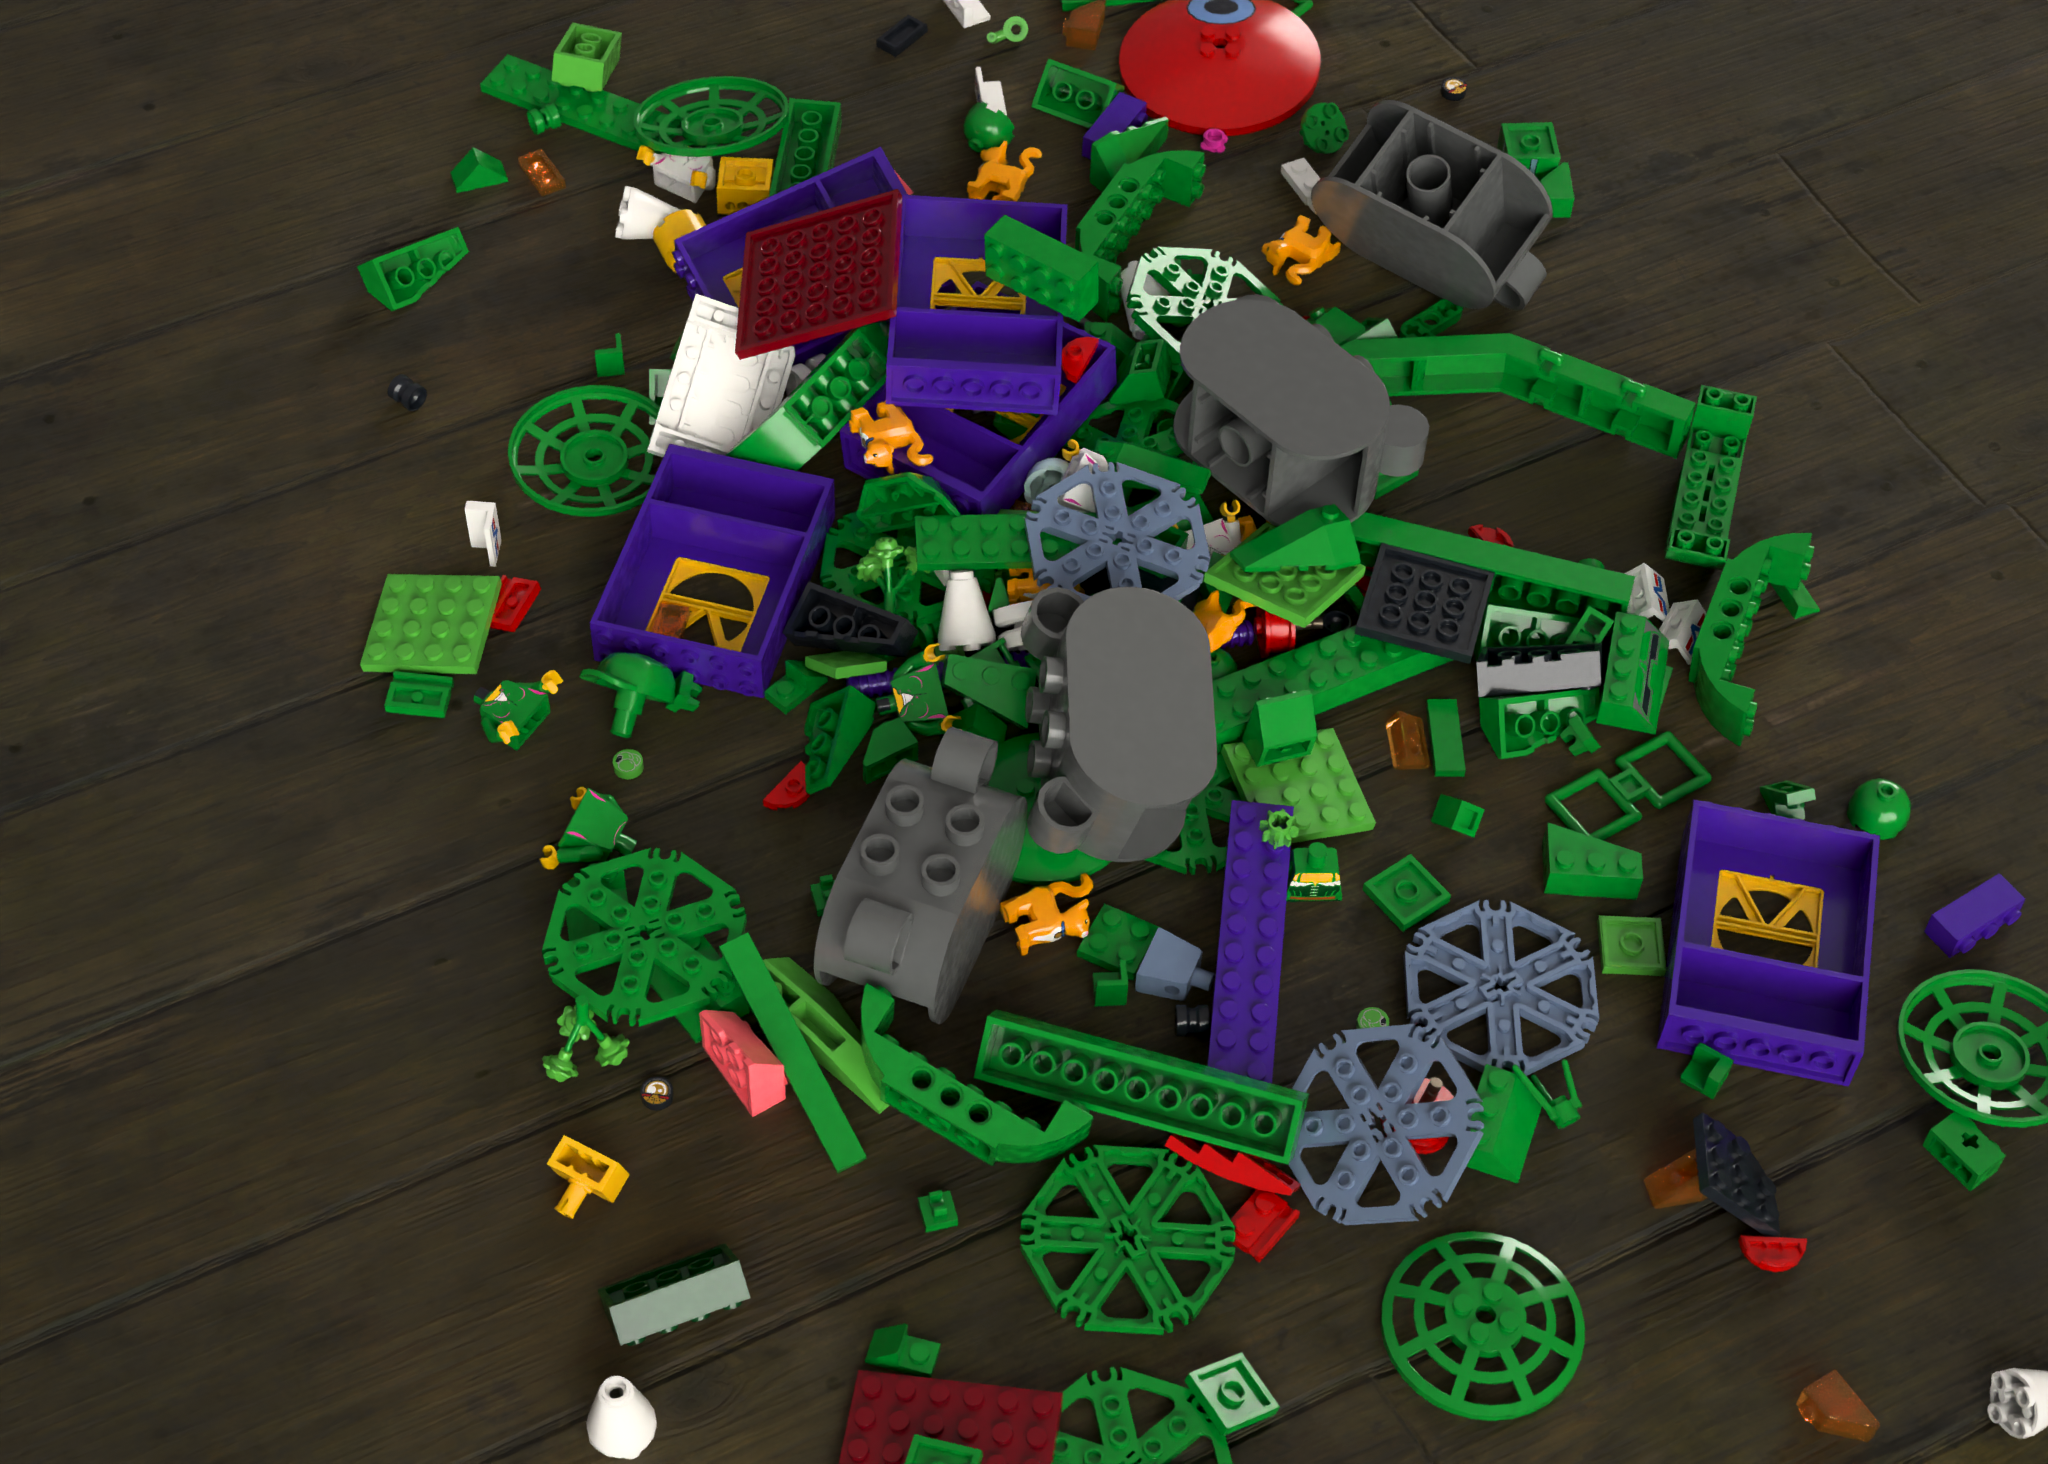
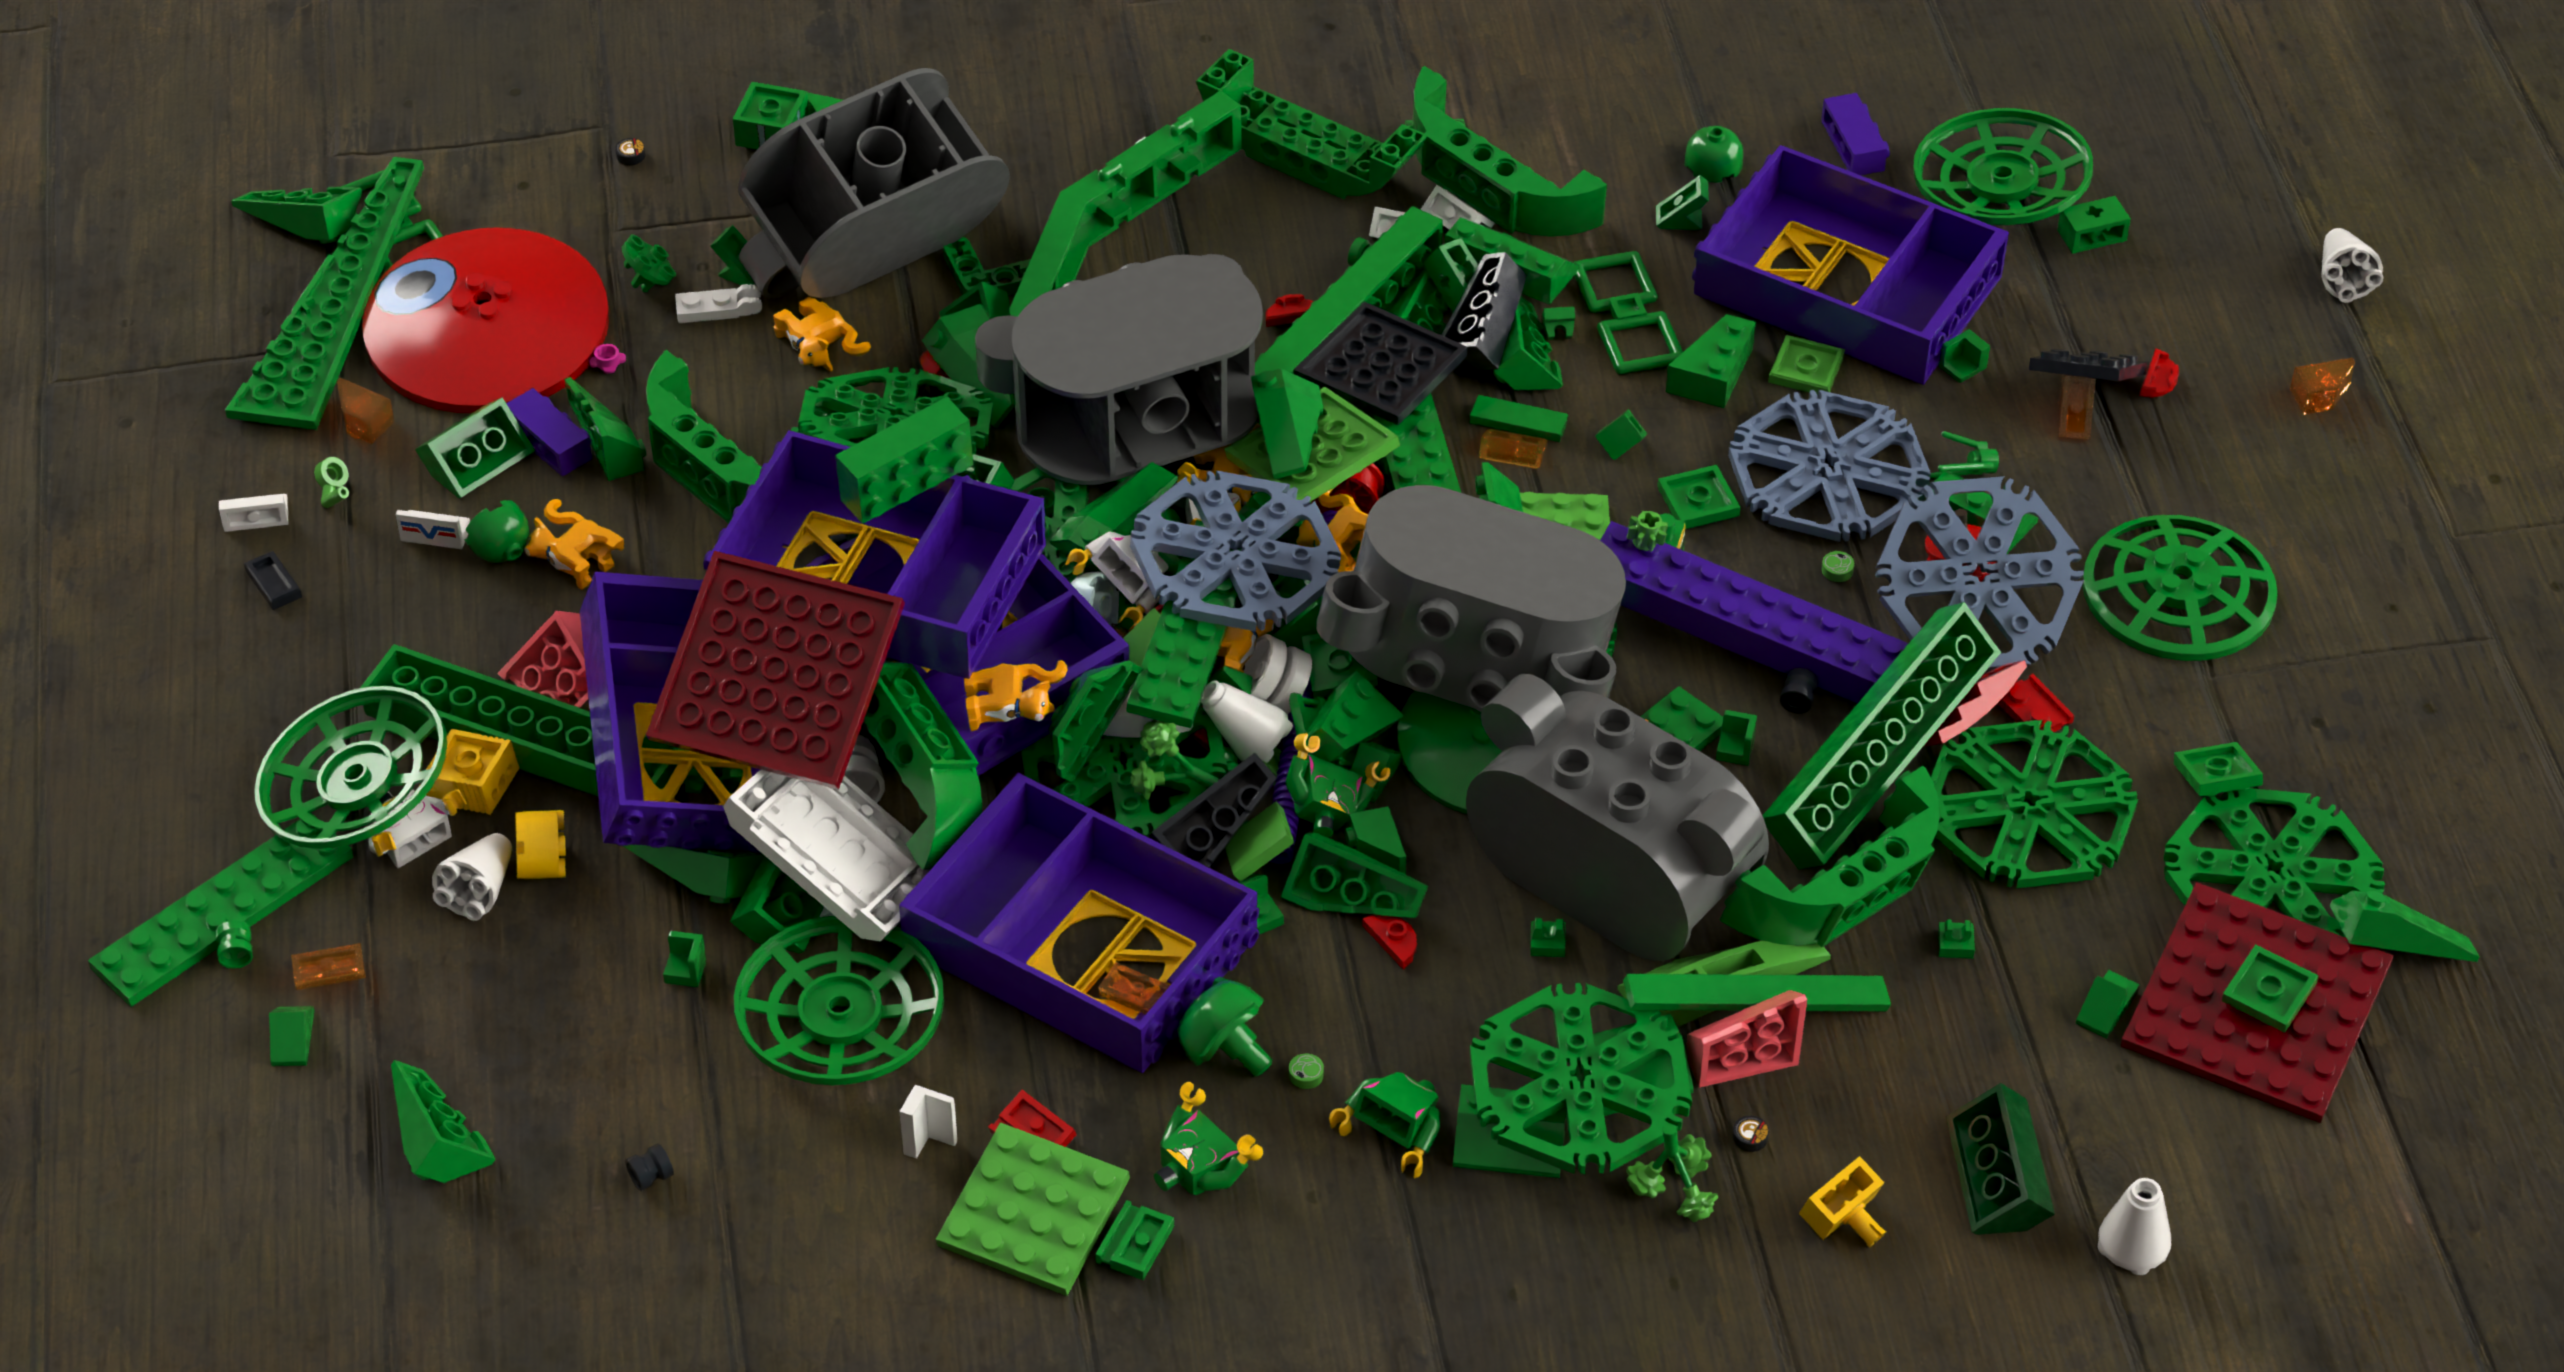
camera: 70 degrees left, 5 degrees down
(586, 57) = (165, 868): bright green brick -> none
(1171, 968) = (1731, 685): sand blue torso -> none

